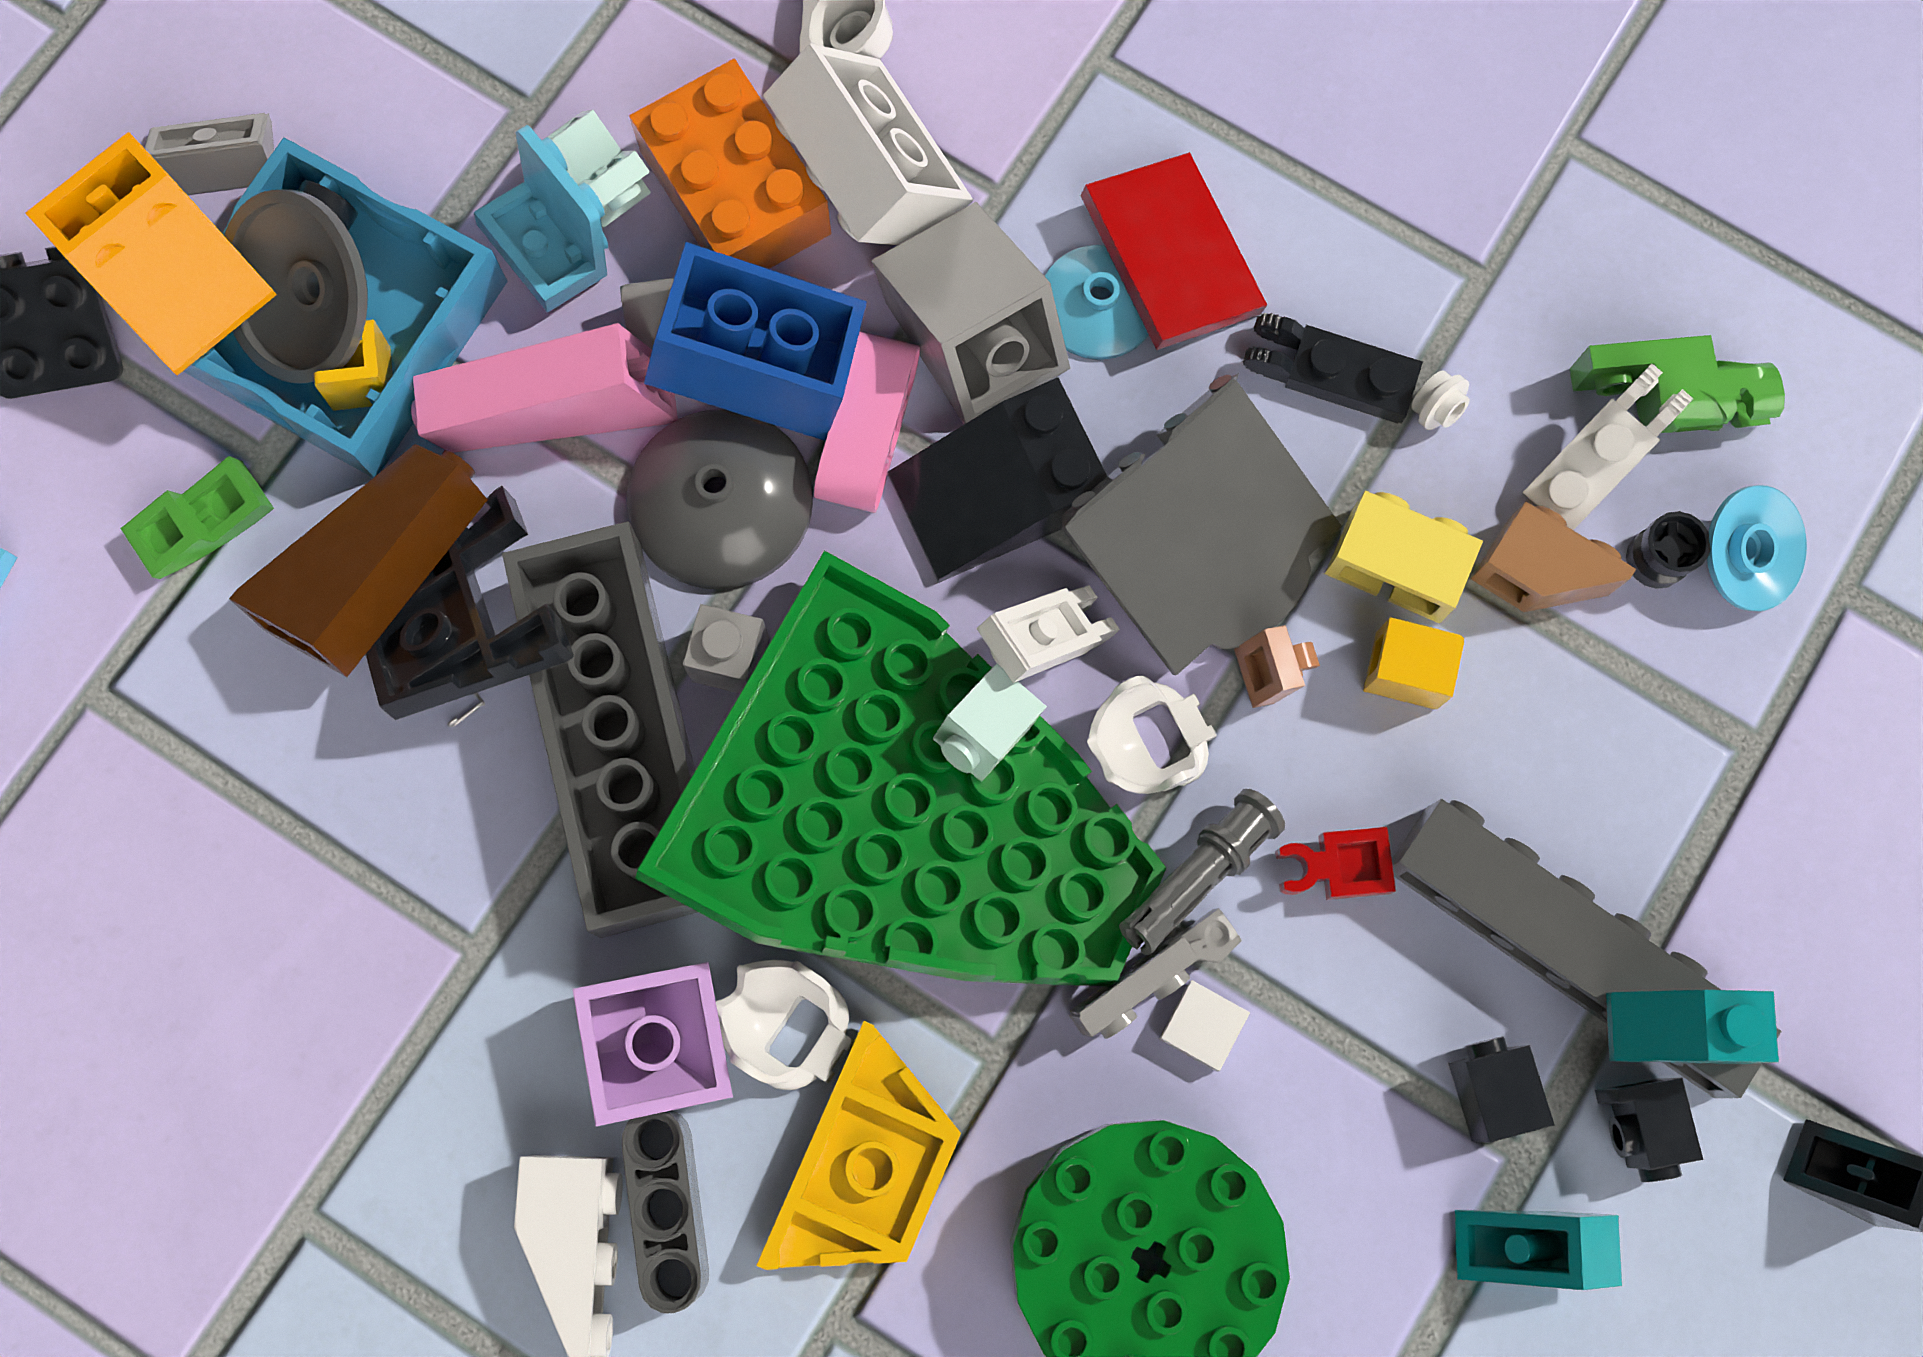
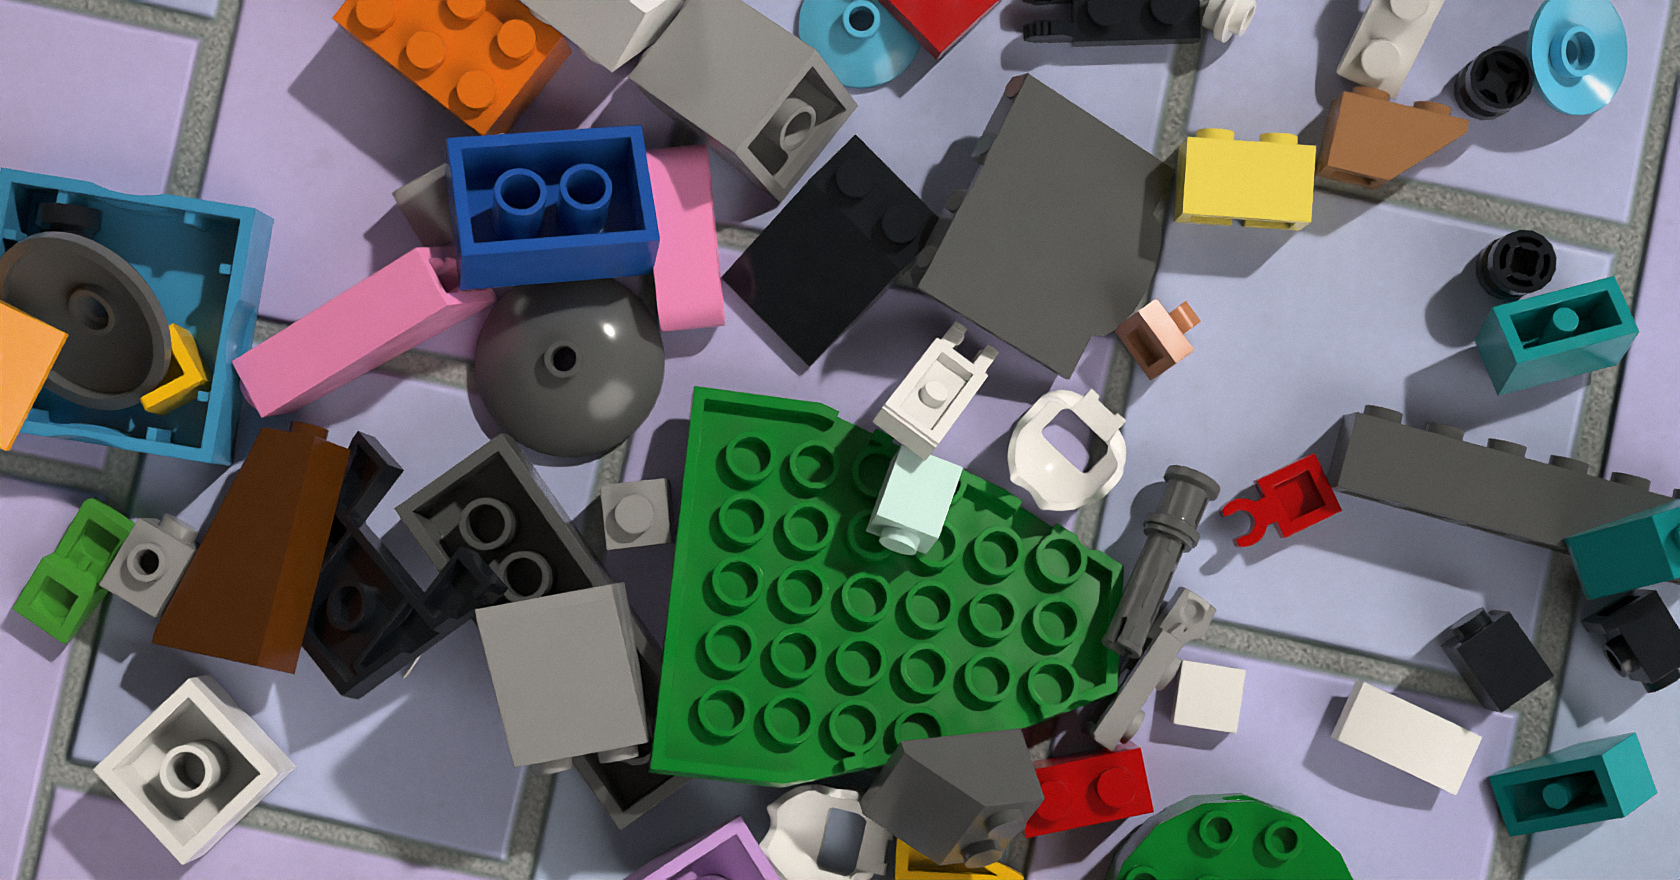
camera: 15 degrees left, 10 degrees up
(216, 729) = (194, 768): none -> white brick
(261, 528) = (152, 563): none -> light grey brick
(547, 225) = (295, 161): medium azure bracket -> none
(594, 751) = (566, 677): none -> light grey slope
(599, 162) = (314, 76): light aqua brick -> none
(923, 1018) = (957, 795): none -> dark grey slope
(1048, 1065) = (1090, 789): none -> red brick
(1386, 1137) = (1406, 736): none -> white slope
(1414, 663) = (1288, 285): yellow panel -> none
(1625, 731) = (1502, 271): none -> black wheel
(1657, 798) = (1556, 335): none -> teal brick

